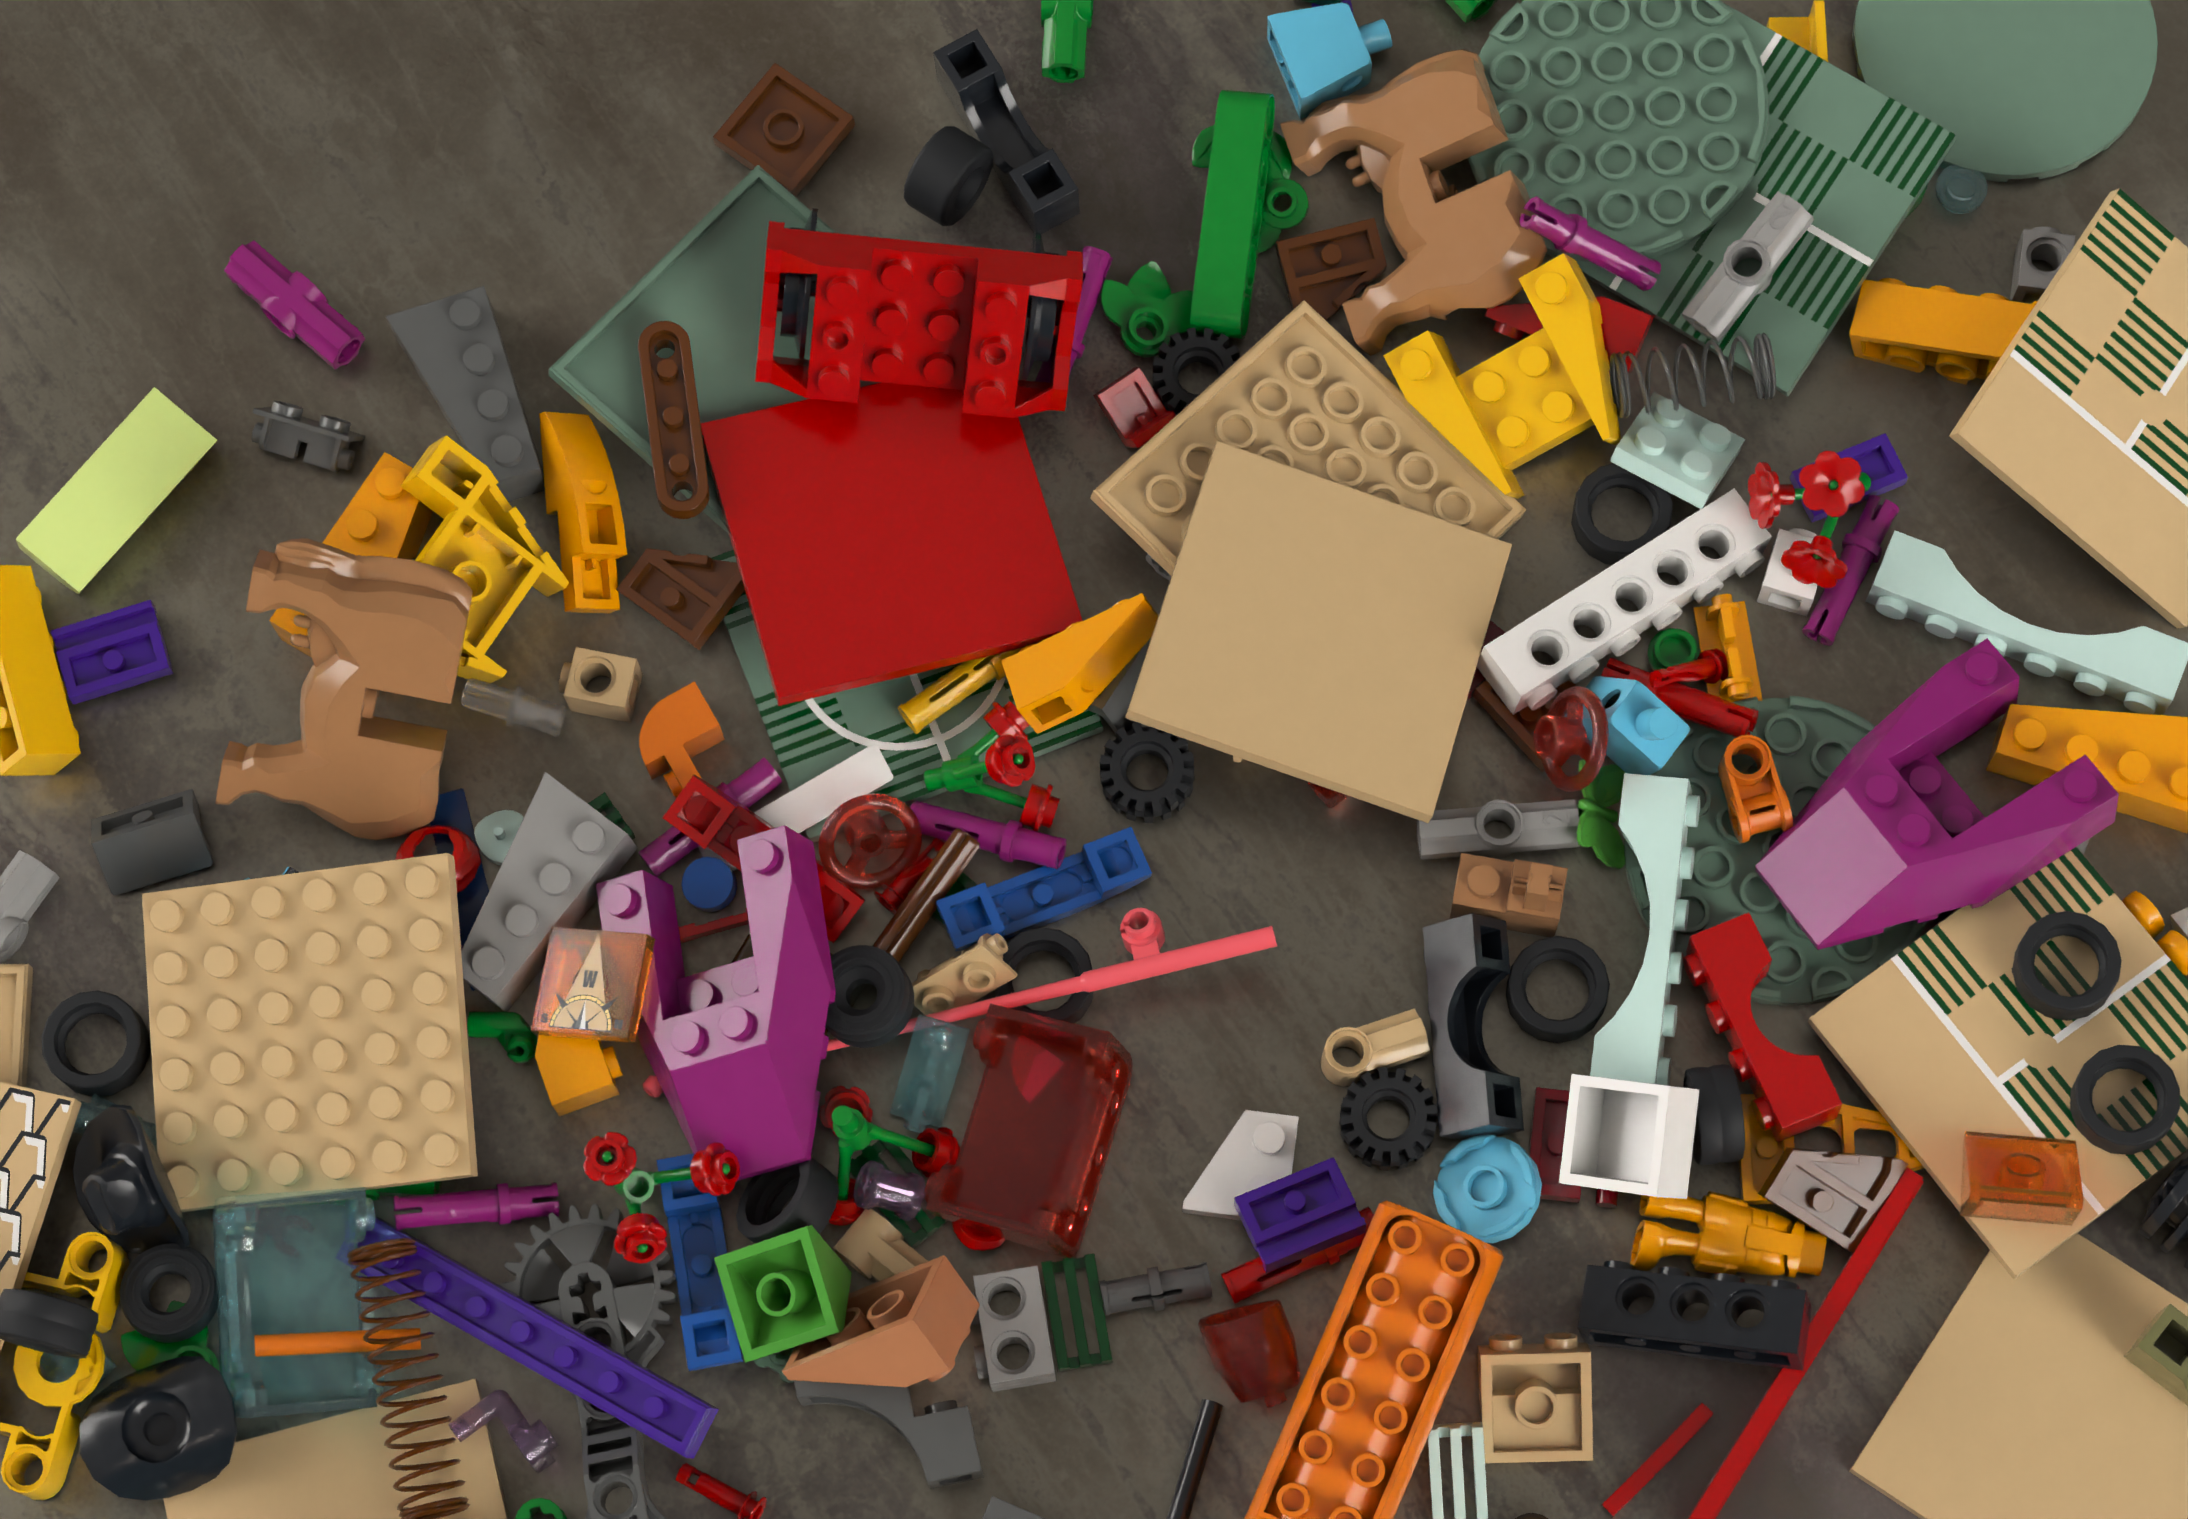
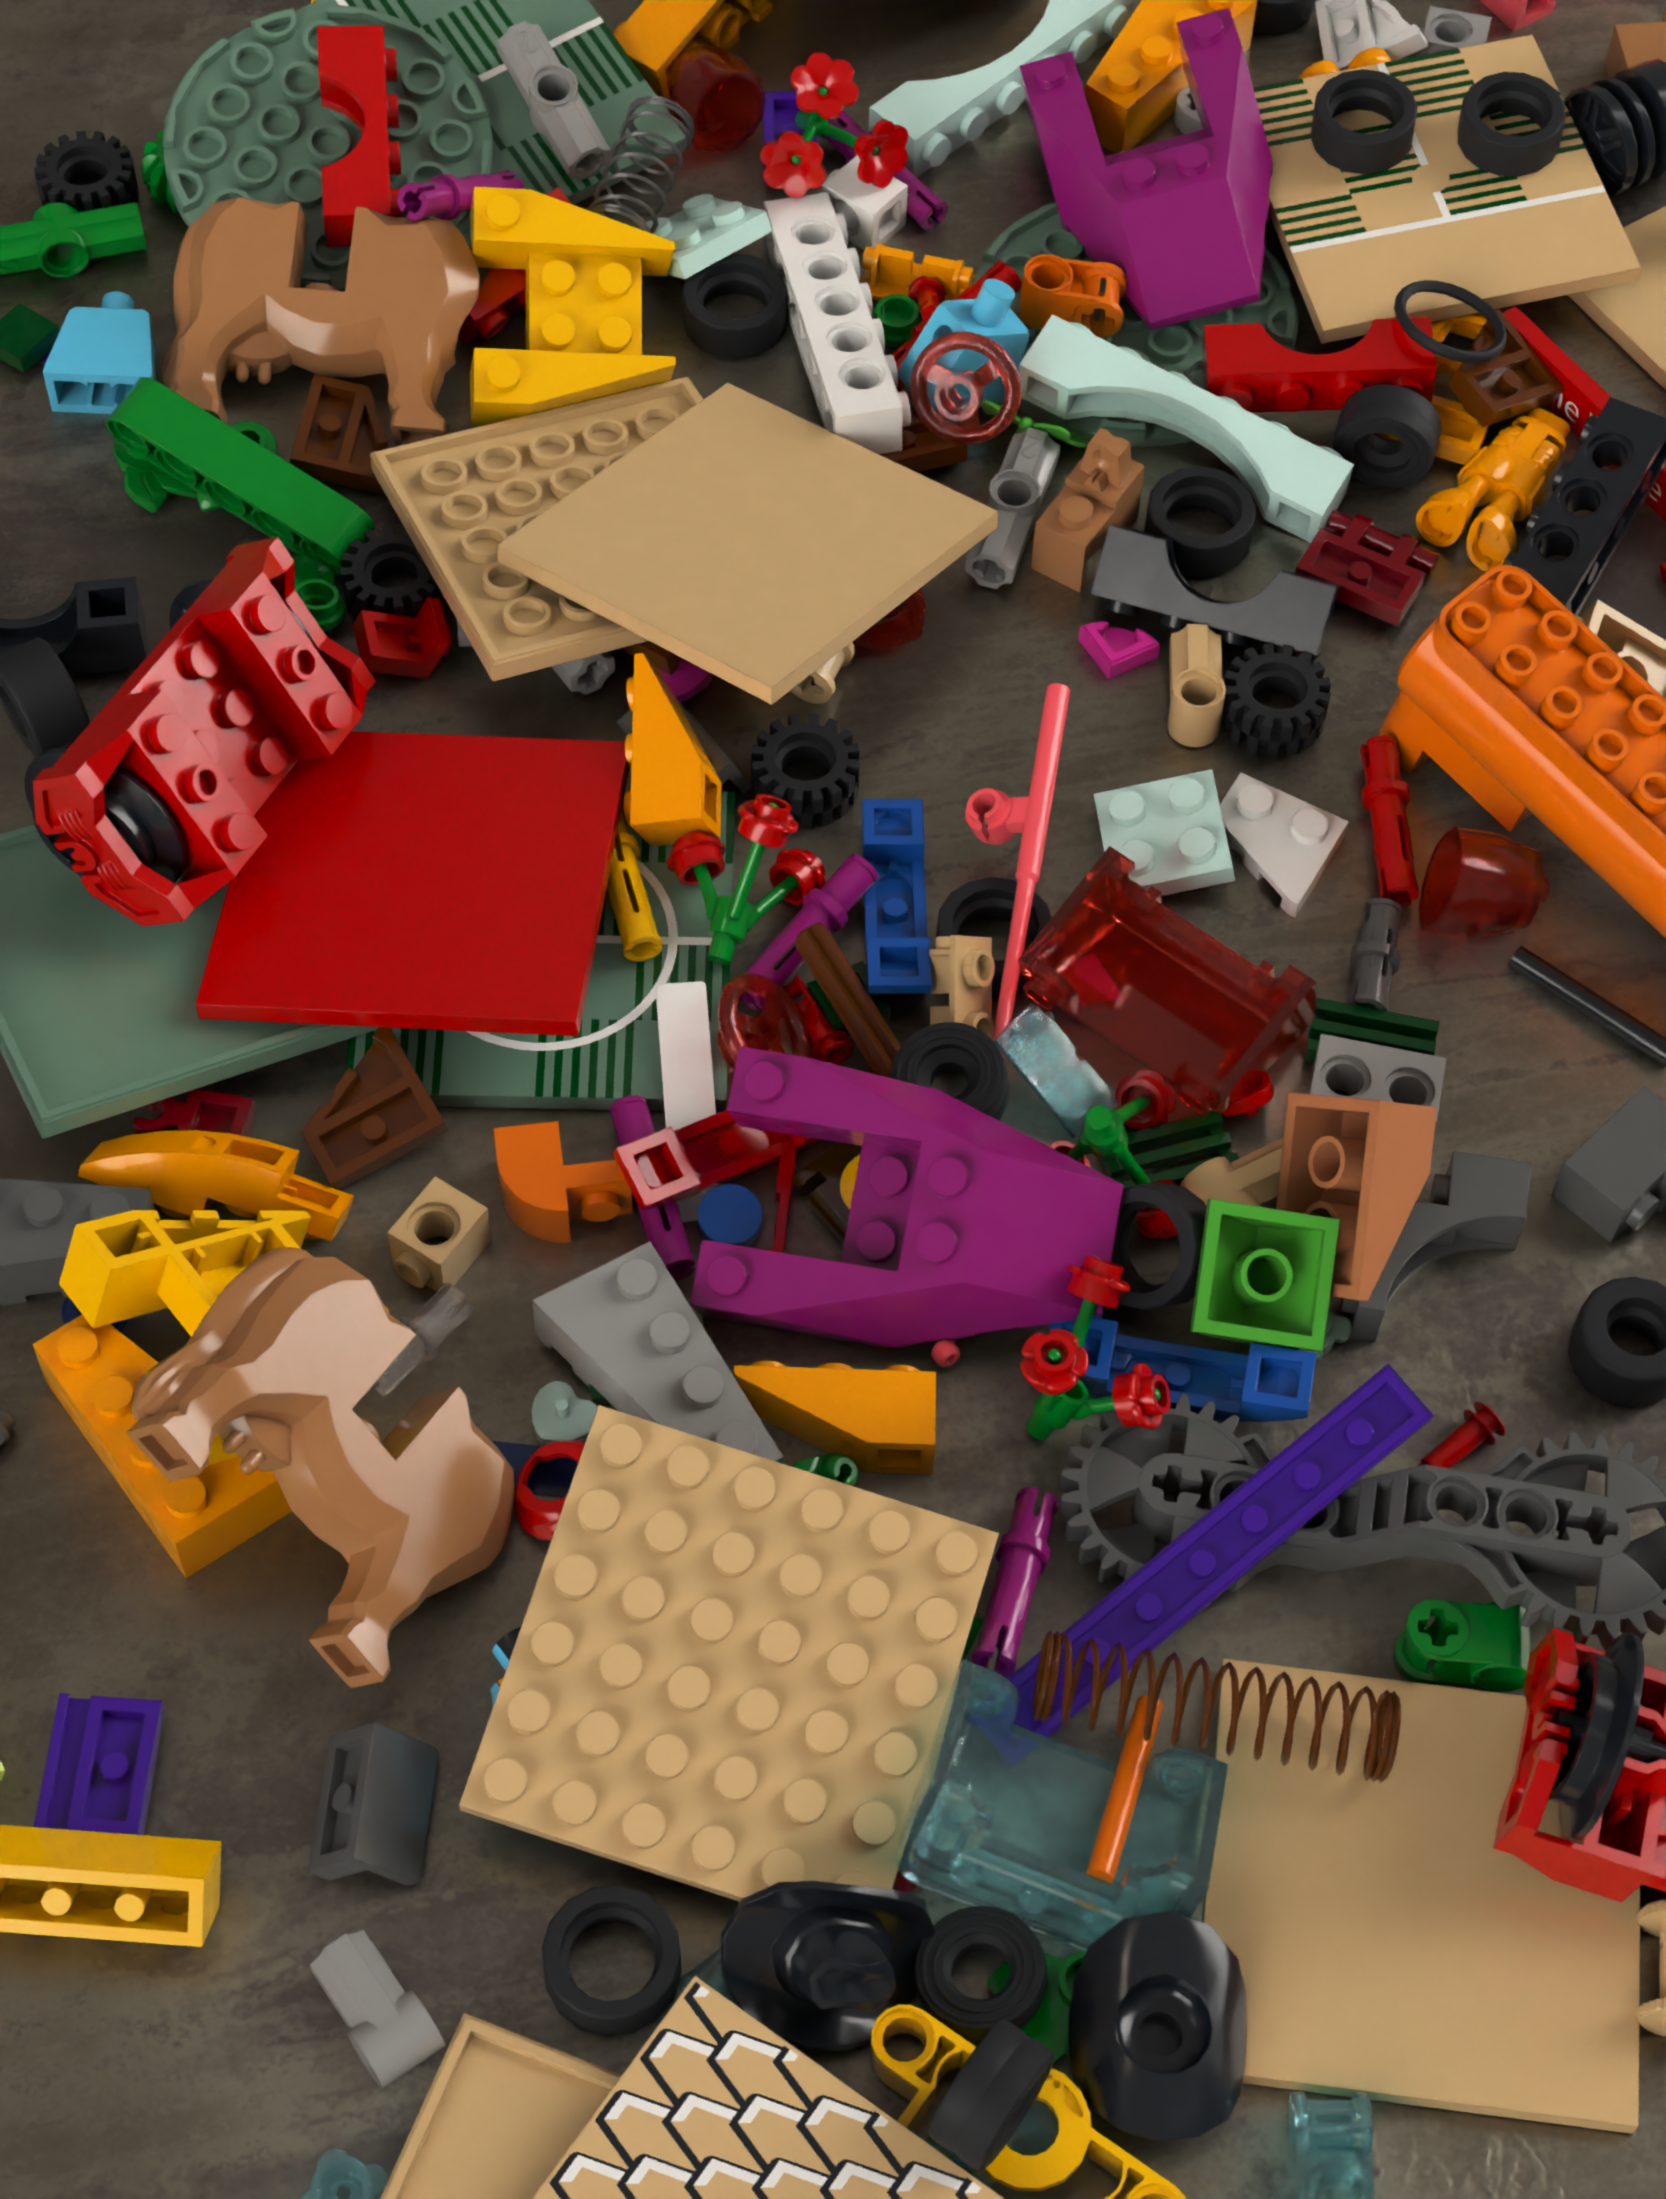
camera: 75 degrees left, 15 degrees down
(532, 1440) = (1321, 1623): clear purple plate -> none
(593, 984) = (818, 1334): clear orange tile -> none
(633, 479) = (201, 1112): none -> dark red plate
(673, 419) = (179, 1019): reddish brown plate -> none
(889, 1190) = (1181, 1140): clear purple bush -> none
(1203, 1078) = (1169, 831): none -> light aqua plate
(1300, 1214) = (1356, 789): dark purple plate -> none
(1396, 971) = (1117, 648): none -> dark pink tile
(1487, 1188) = (1373, 637): medium azure tile -> none
(1629, 1136) = (1400, 475): white piece -> none
(1672, 102) = (354, 82): none -> red arch
(1798, 1128) = (1437, 347): none -> black tyre
(1861, 389) = (718, 94): none -> clear red helmet
(2020, 1178) = (1558, 218): clear orange slope -> none

